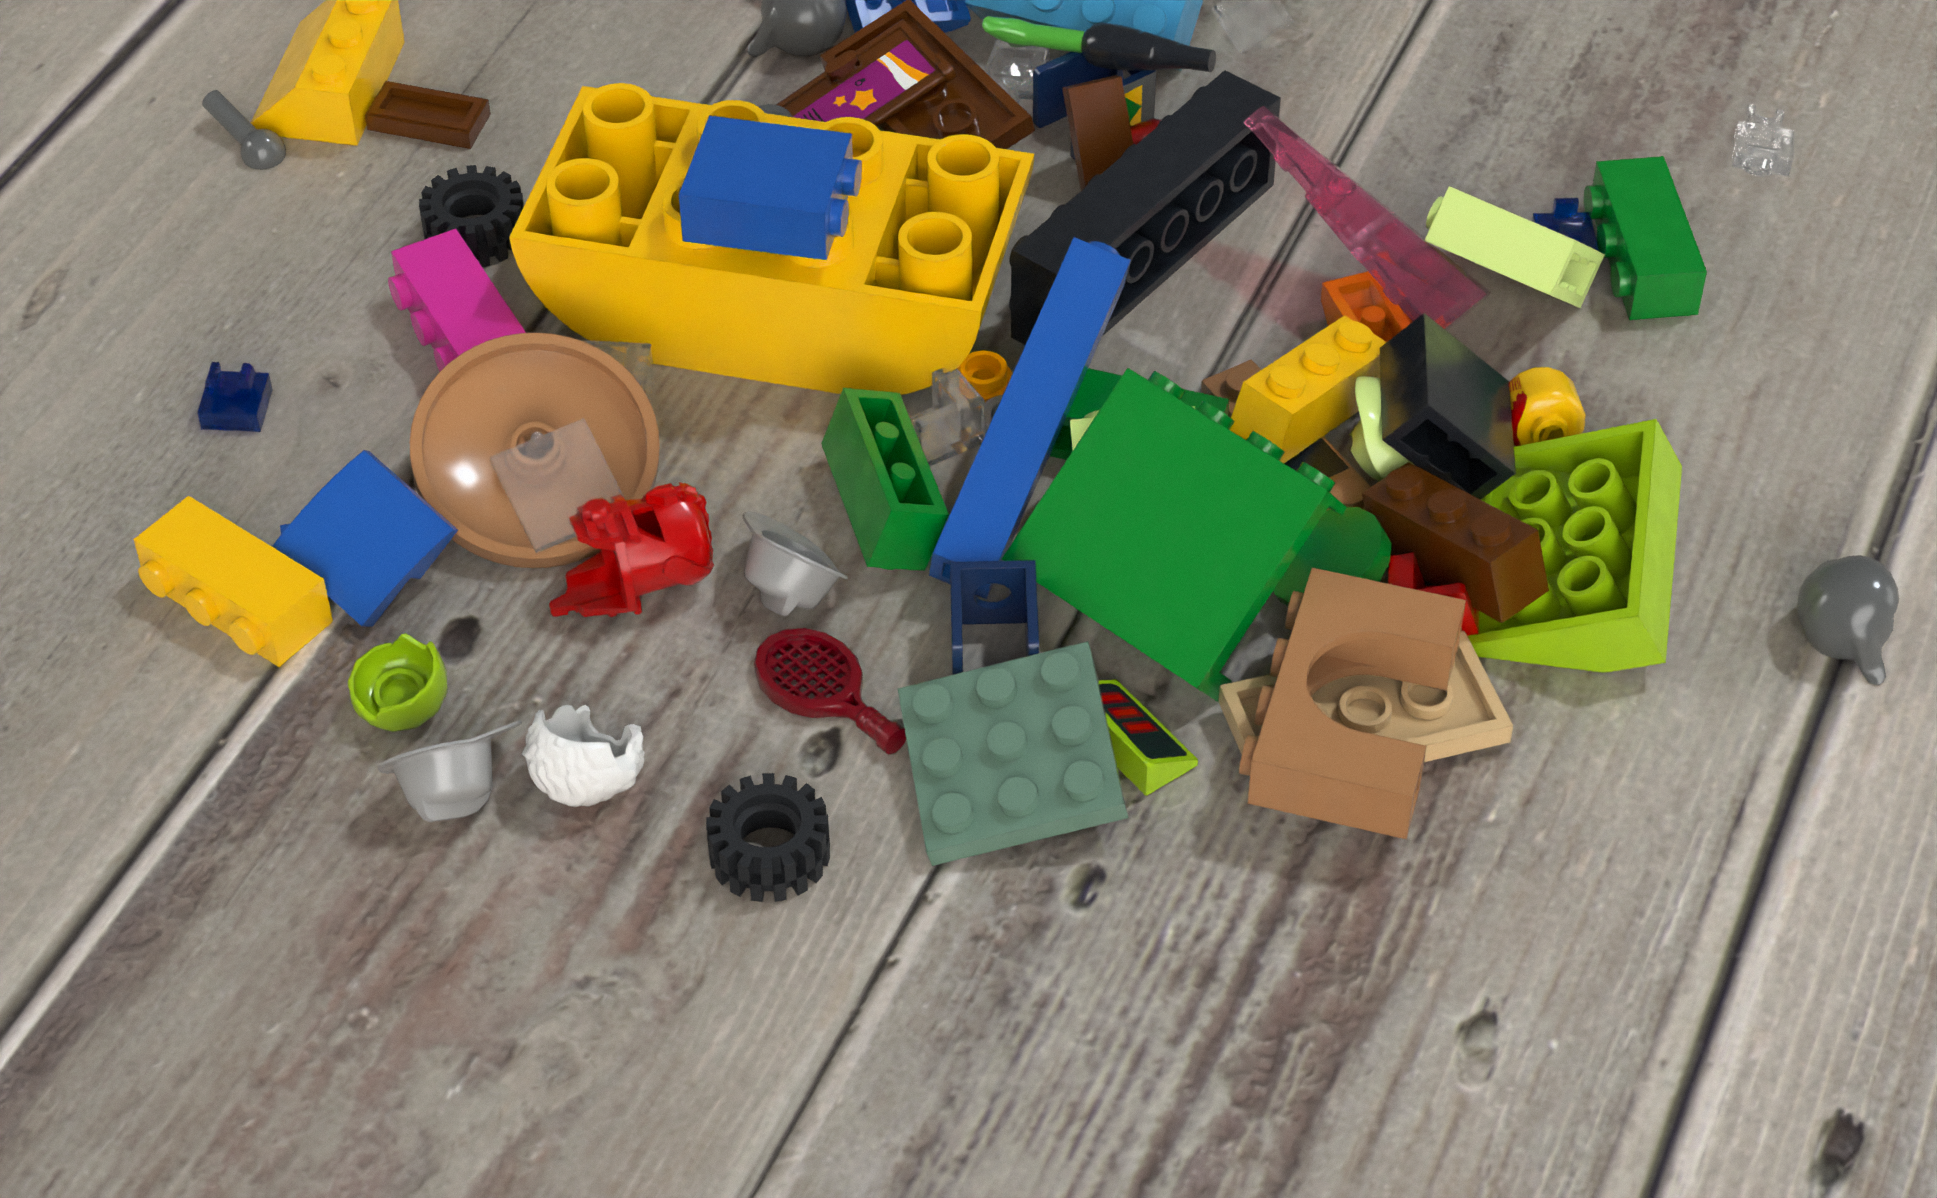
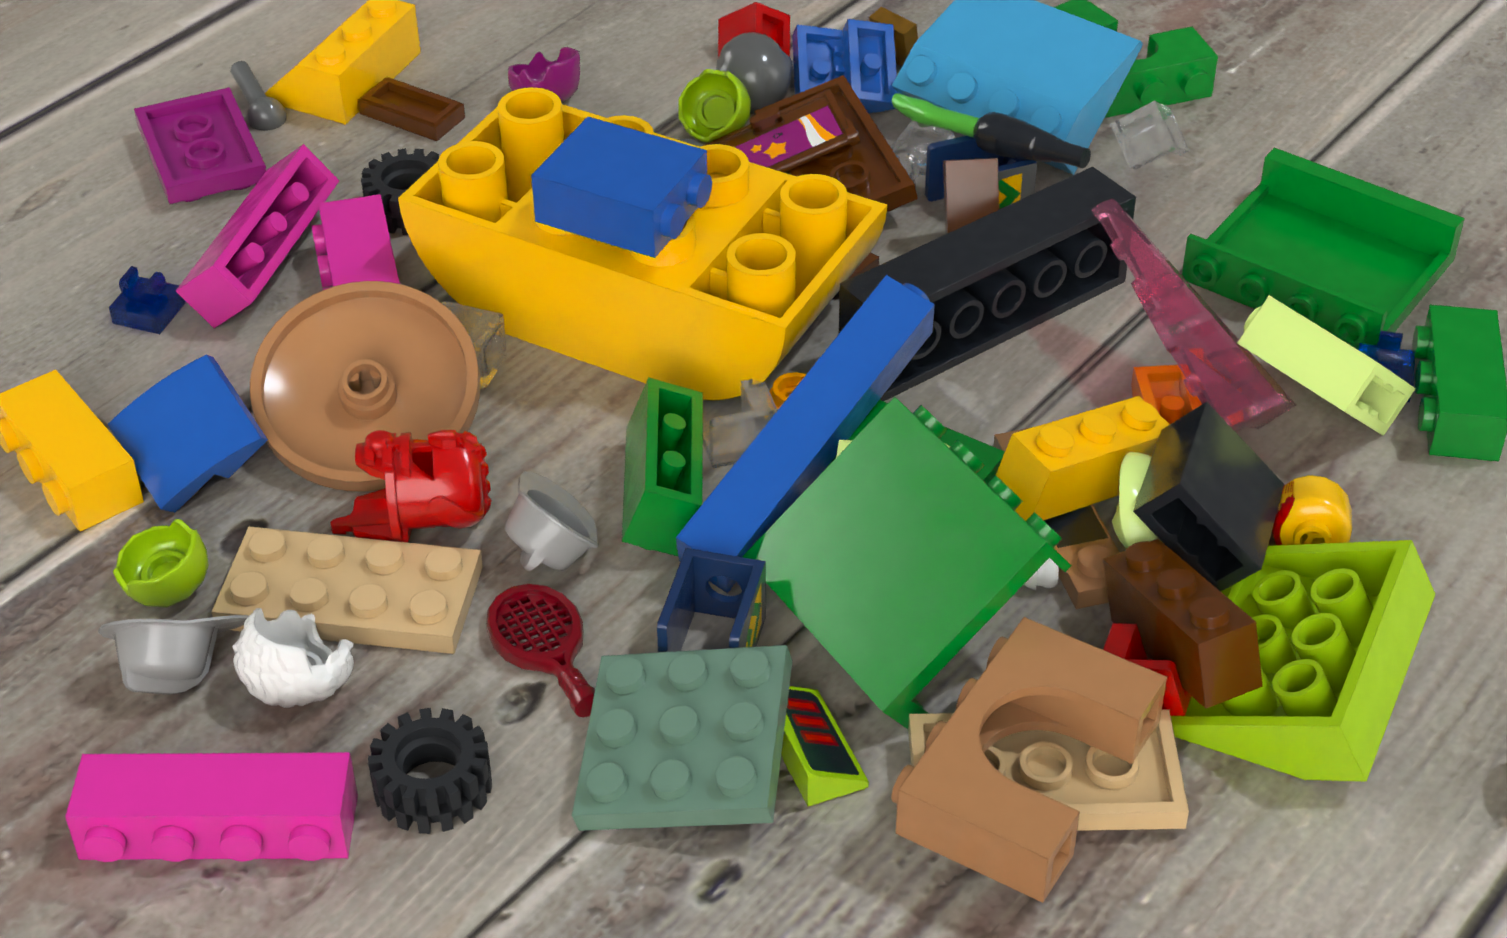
camera: 15 degrees right, 5 degrees down
(209, 201) = (200, 145): none -> magenta plate
(336, 301) = (257, 237): none -> dark pink brick
(552, 478) = (369, 403): clear piece -> none
(568, 918) = (213, 806): none -> dark pink brick
(573, 55) = (557, 76): none -> magenta hair
(617, 664) = (355, 587): none -> tan plate
(775, 57) = (713, 105): none -> lime hair
(1339, 544) = (1068, 601): green tile -> none
(1469, 114) = (1326, 249): none -> green panel

